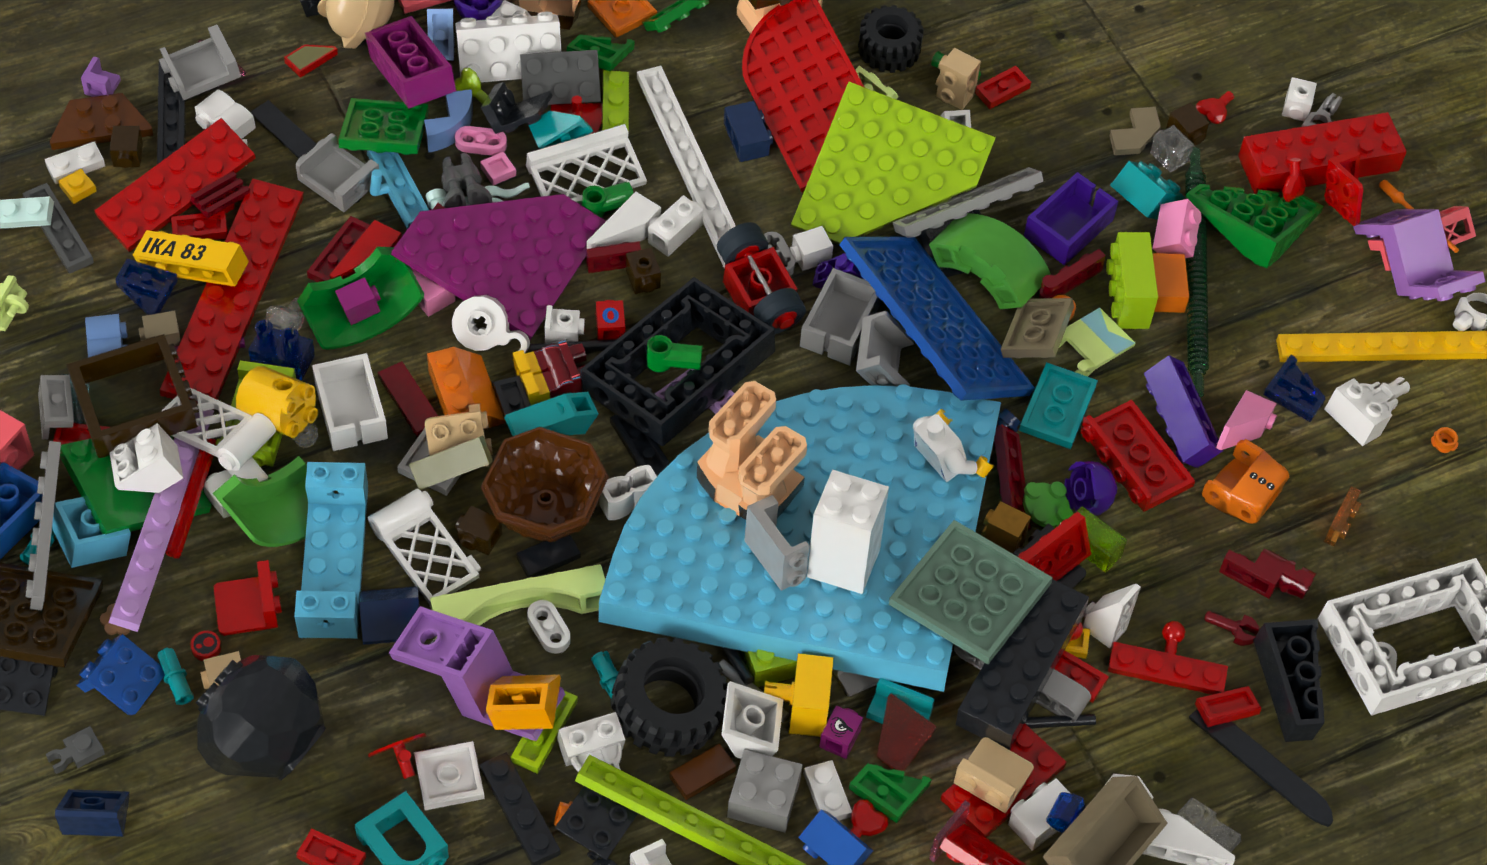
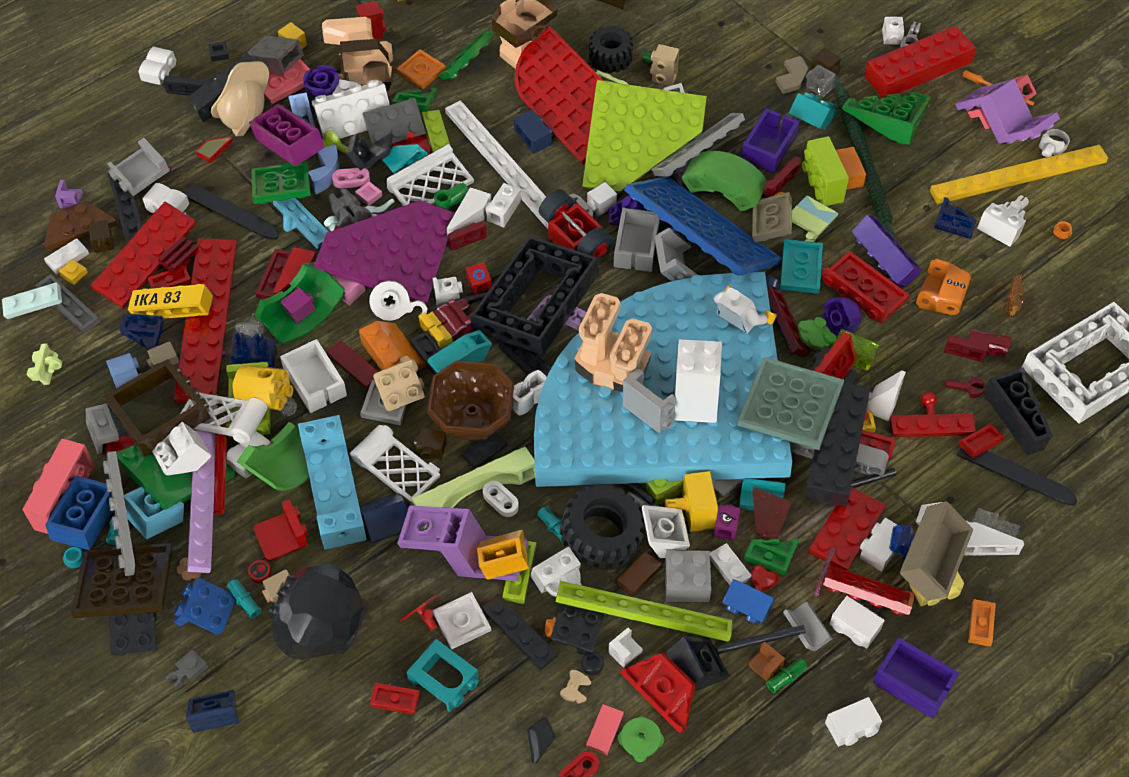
camera: 10 degrees left, 0 degrees up
(335, 173) = (256, 222): light grey panel -> none
(451, 463) = (399, 400): tile -> none
(643, 271) = (490, 240): dark brown brick -> none
(665, 354) = (527, 290): green piece -> none
(993, 774) = (842, 525): tan bracket -> none
(1002, 87) = (695, 65): red plate -> none
(1006, 527) = (796, 353): pearl gold brick -> none
(1177, 228) = (843, 130): bright pink brick -> none
(1215, 108) = (840, 48): red rock -> none
(1248, 420) = (932, 246): bright pink slope -> none
(1295, 183) = (910, 84): red rock -> none
(1343, 188) = (944, 81): red bracket -> none

